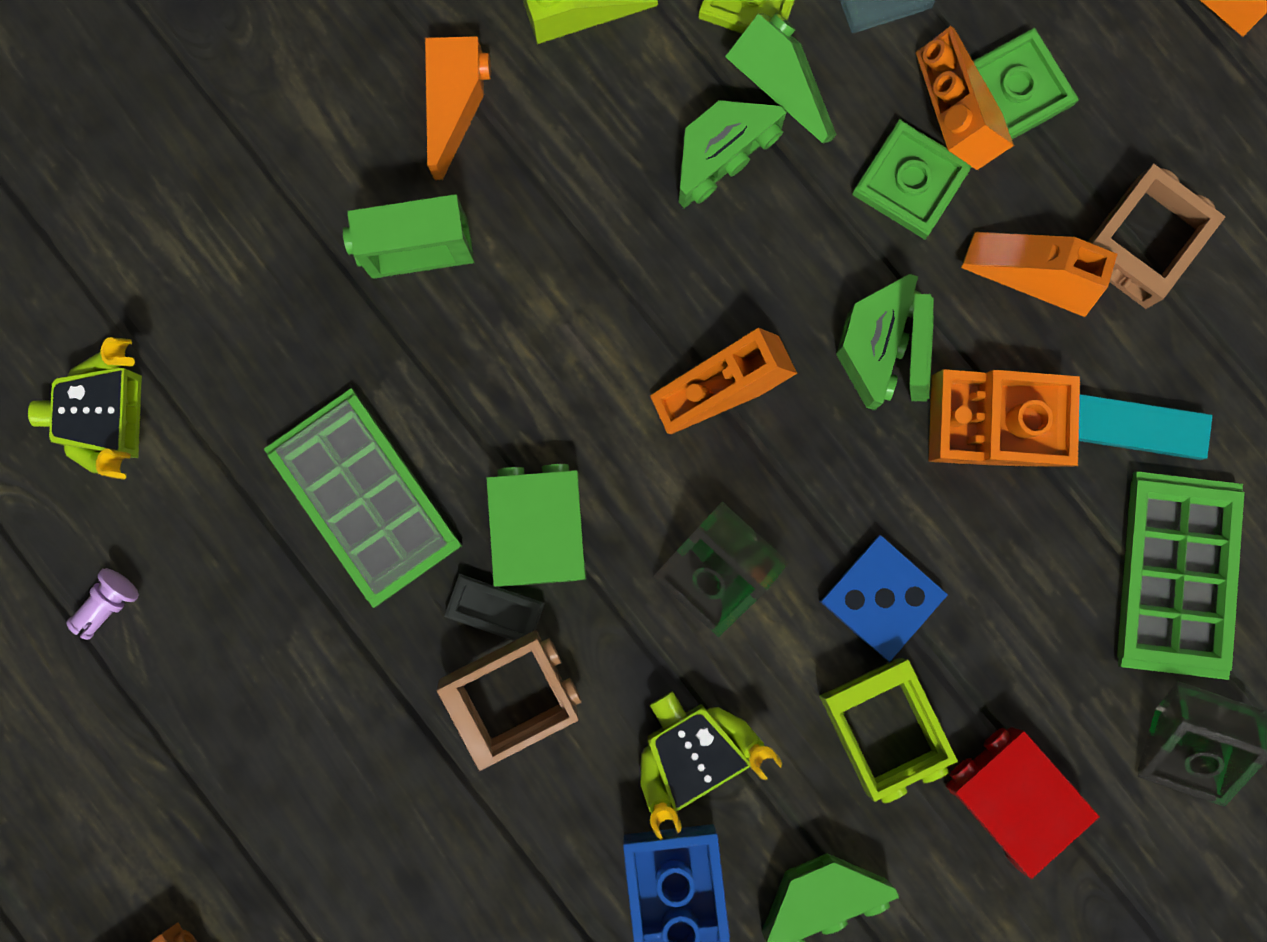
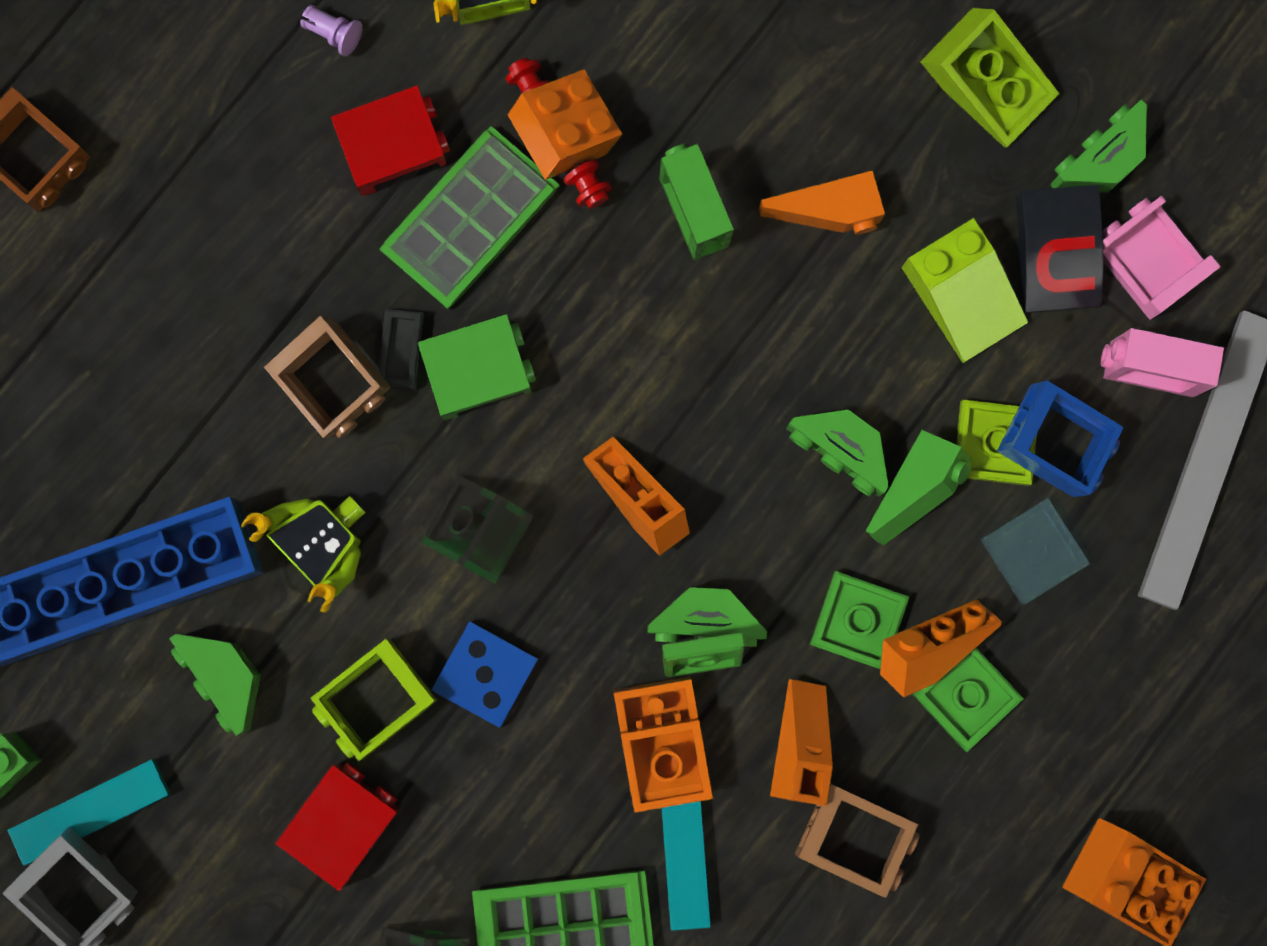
camera: 70 degrees right, 0 degrees up
(247, 565) = (390, 138): none -> red panel
(286, 364) = (564, 127): none -> orange brick

